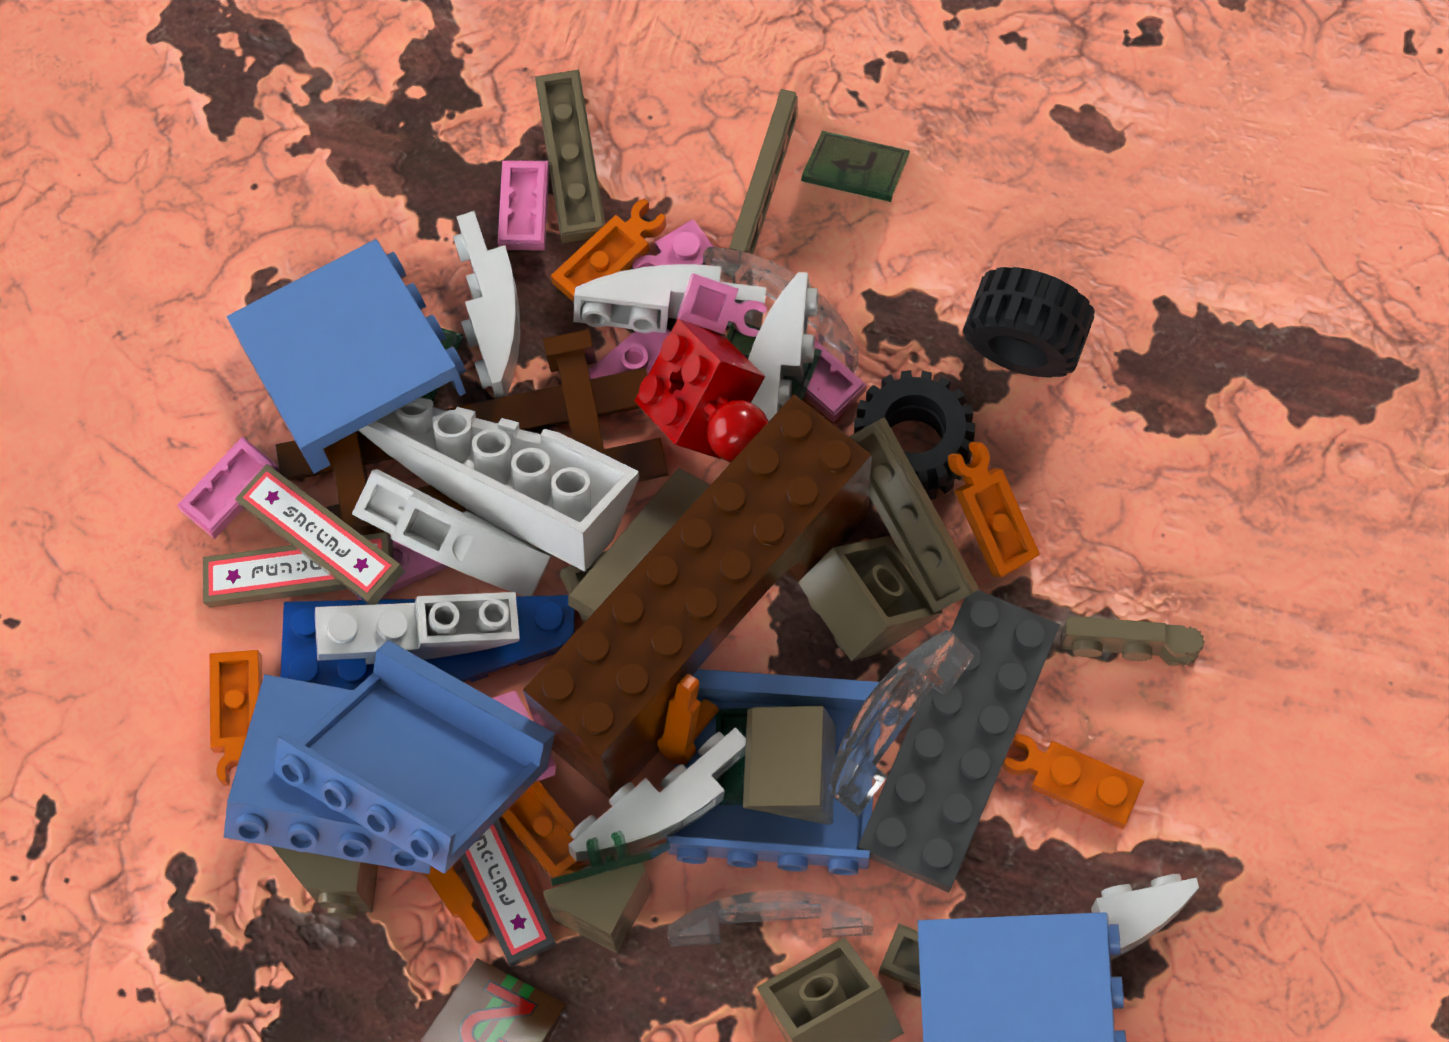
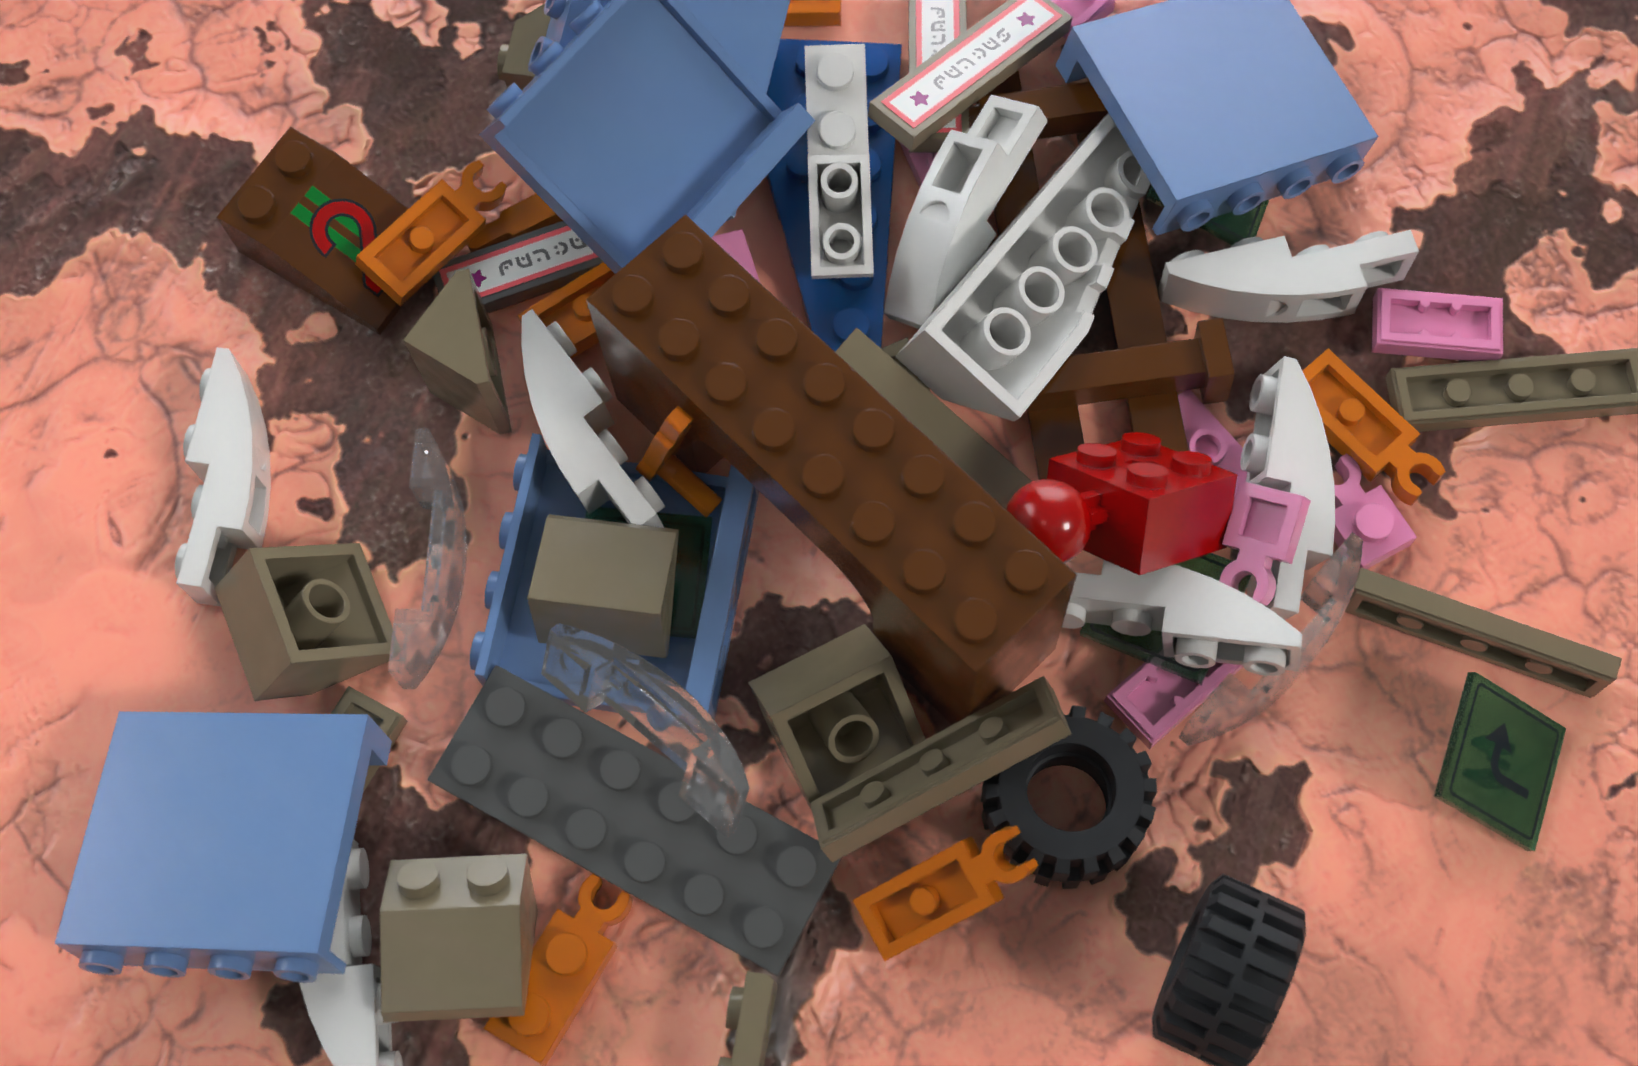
camera: 95 degrees right, 0 degrees up
(485, 960) = (428, 235): none -> orange plate
(622, 859) = (495, 352): clear green piece -> none
(1069, 840) = (456, 937): none -> dark tan slope

